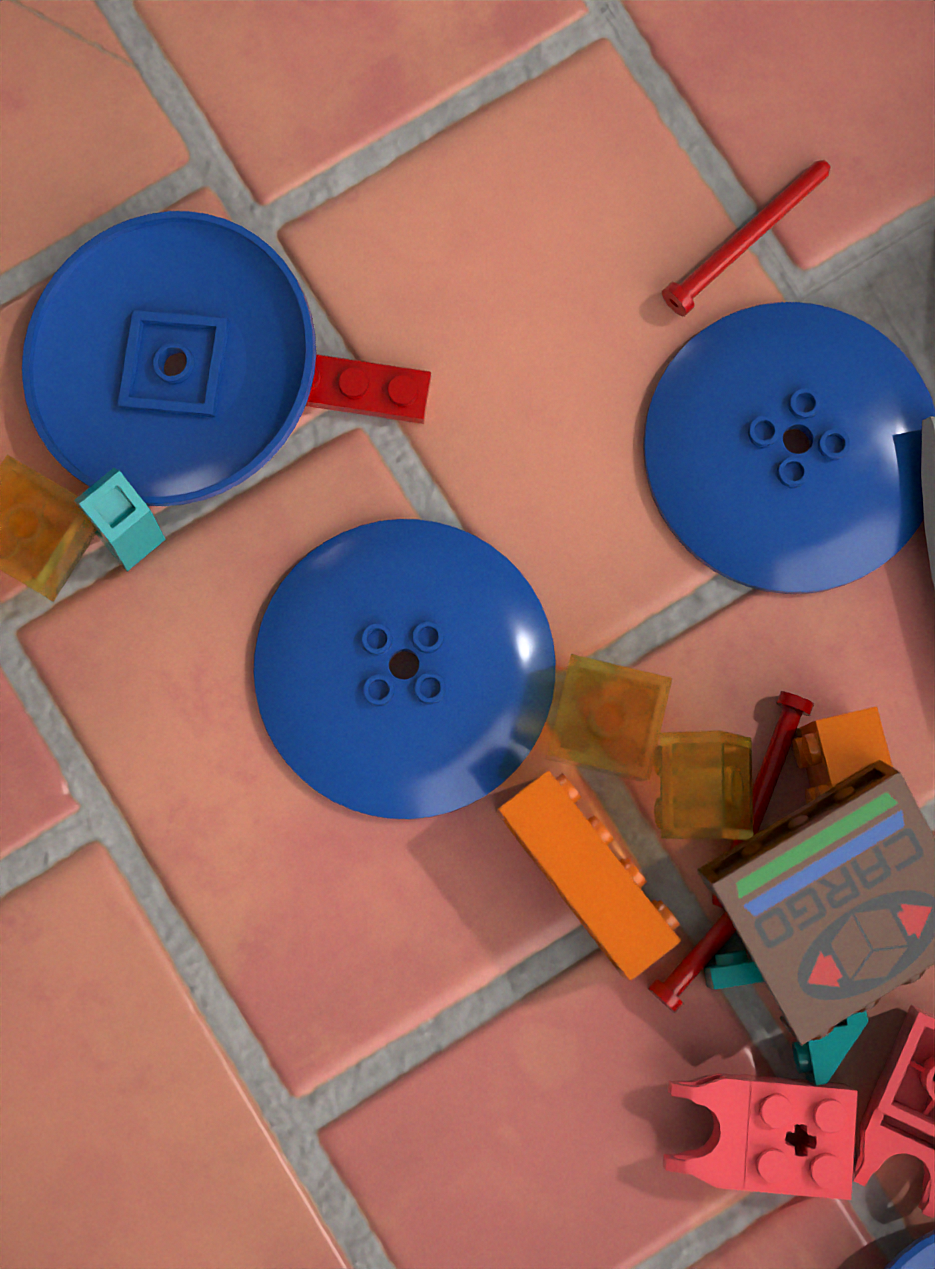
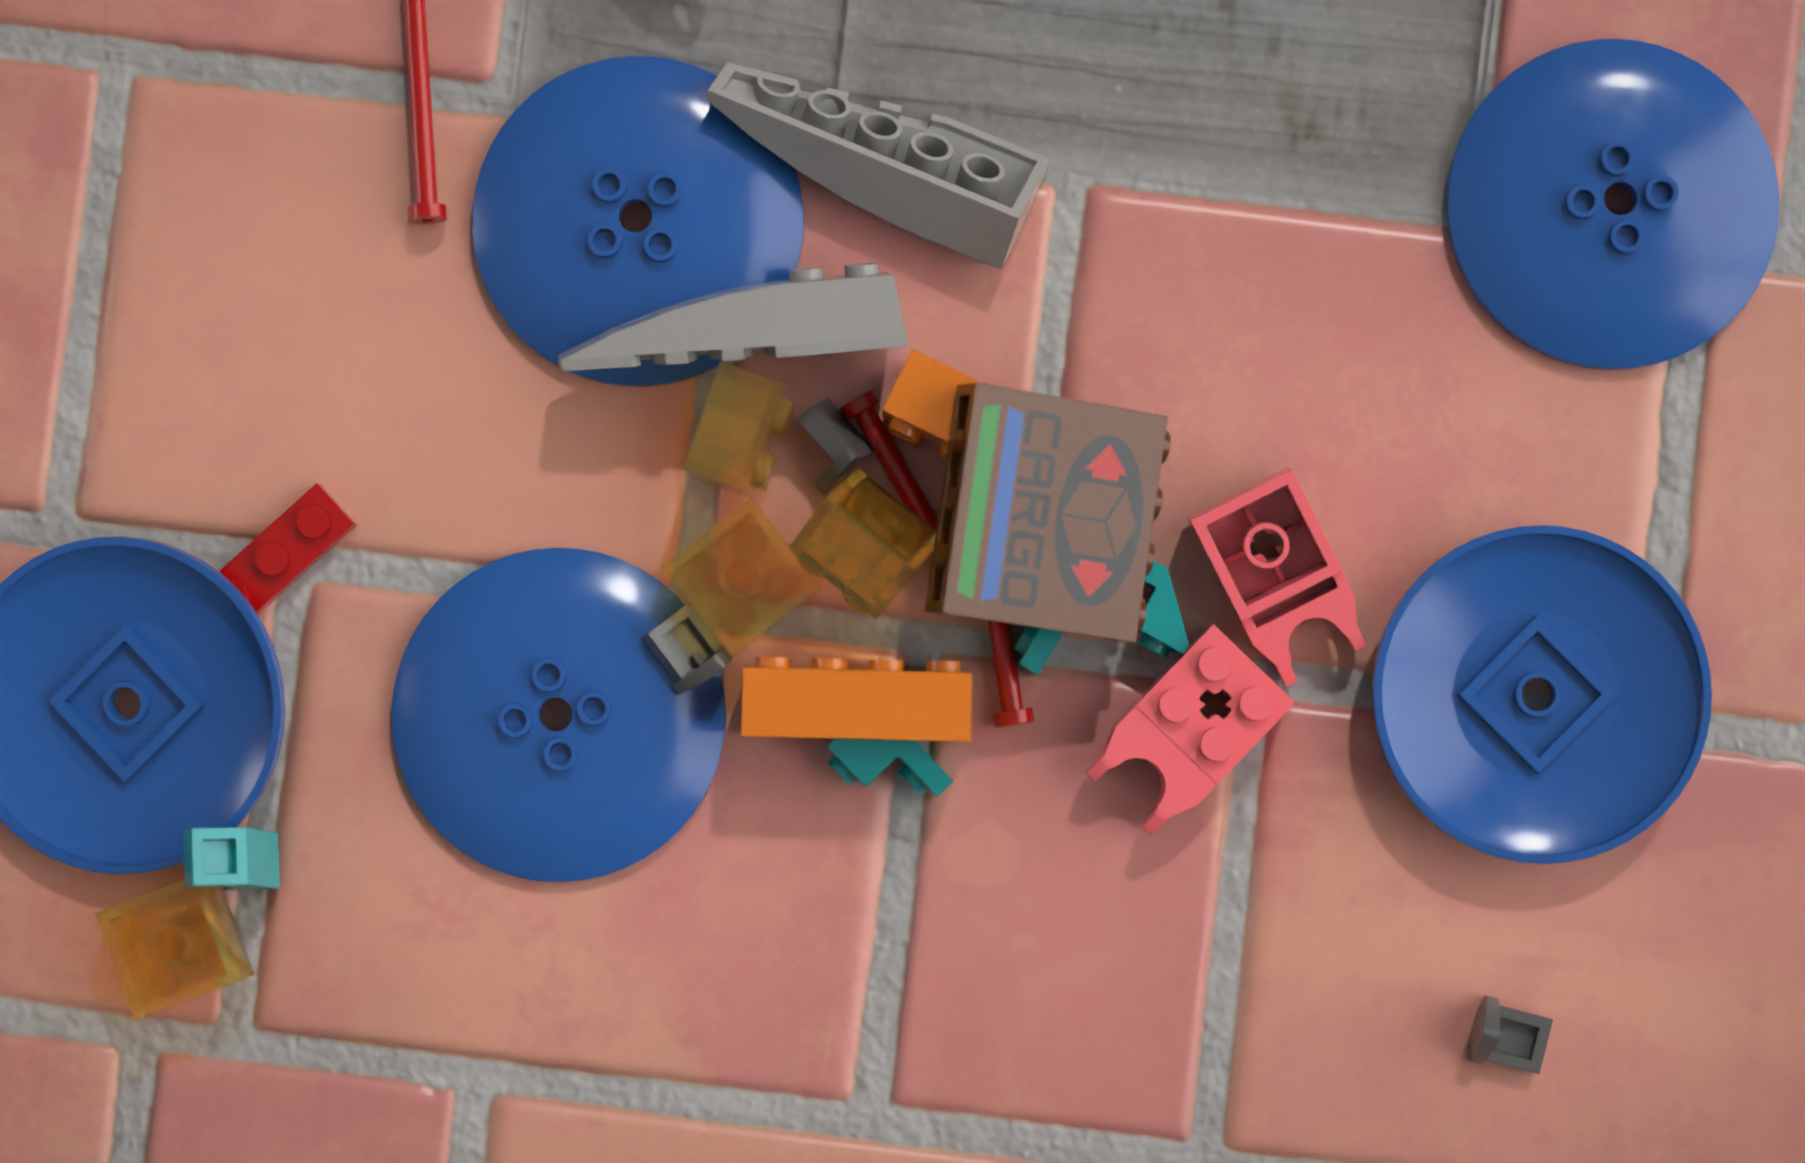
camera: 50 degrees left, 5 degrees up
(525, 720) = (687, 649): none -> dark grey tile
(552, 913) = (869, 757): none -> teal slope
(709, 630) = (738, 431): none -> clear yellow brick
(759, 708) = (837, 439): none -> dark grey tile
(802, 584) = (779, 316): none -> light grey wedge

